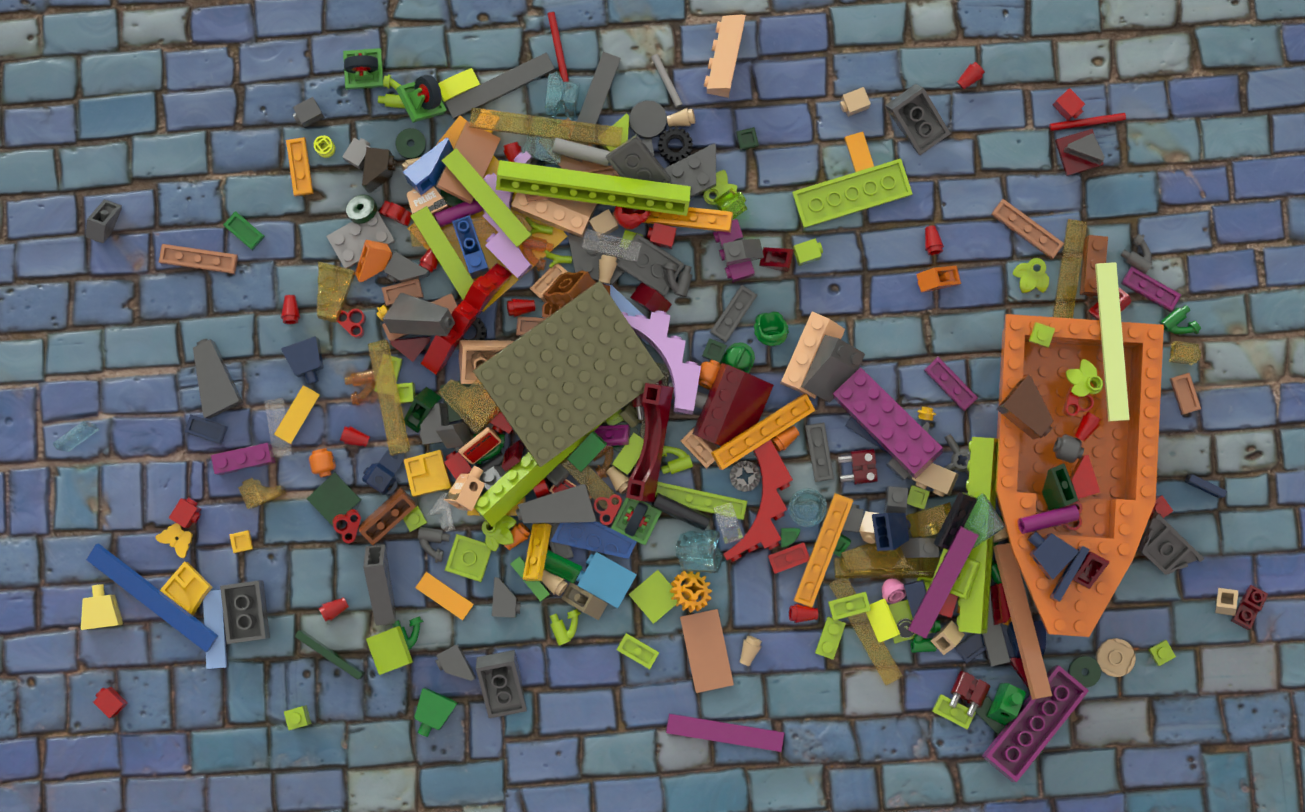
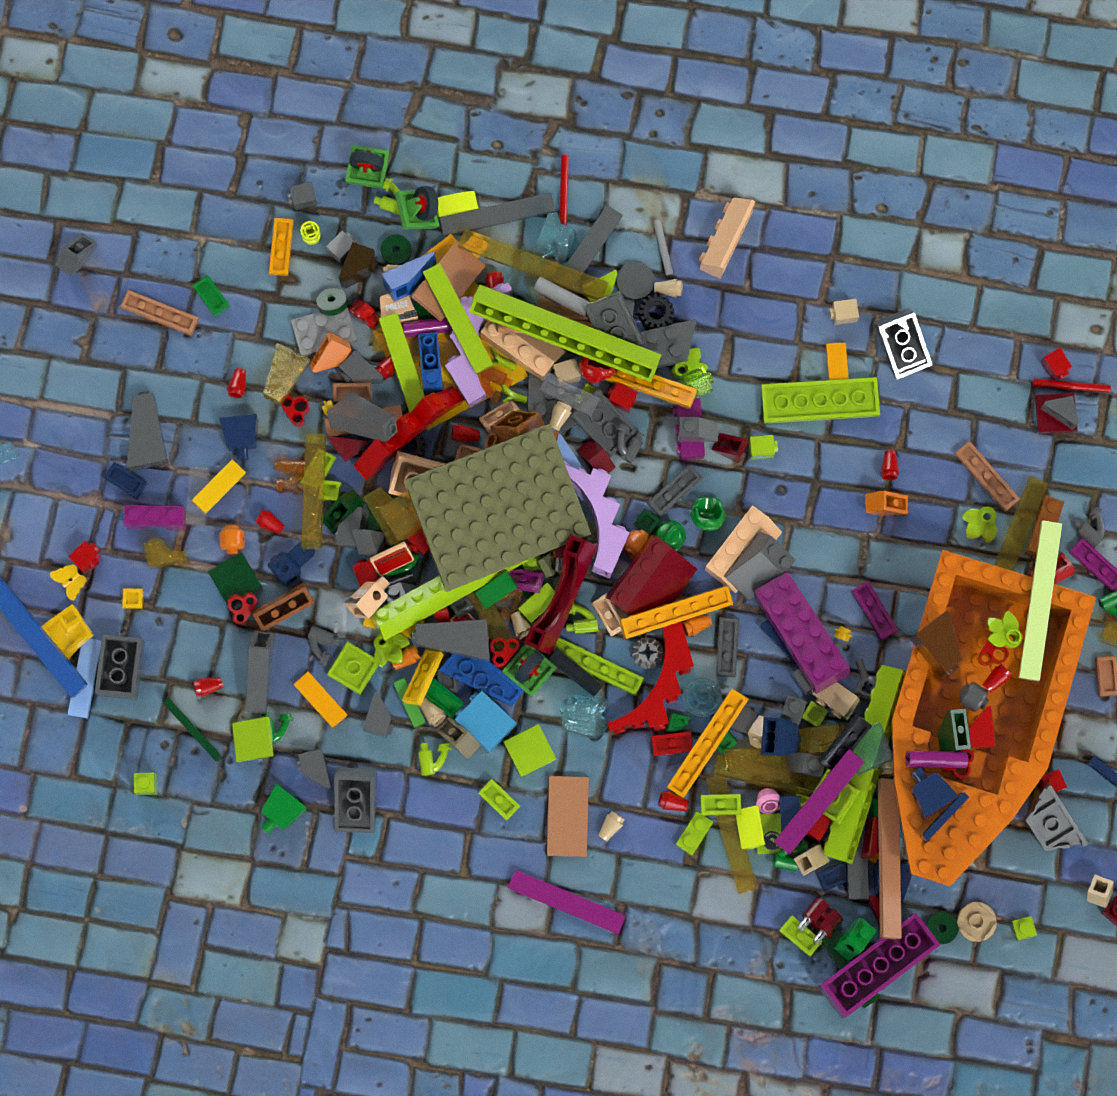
camera: 10 degrees right, 5 degrees down
(415, 519) = (309, 617): lime plate -> none
(427, 473) = (333, 575): yellow plate -> none
(512, 455) = (422, 576): dark red tile -> none
(690, 591) = (566, 752): light orange gear -> none
(728, 523) = (619, 693): clear slope -> none
(747, 139) = (729, 323): dark green tile -> none
(863, 467) = (767, 671): dark red piece -> none
(971, 75) = (965, 313): red cone -> none
(1041, 334) = (972, 577): lime plate -> none
(1090, 569) = (965, 817): dark red slope -> none

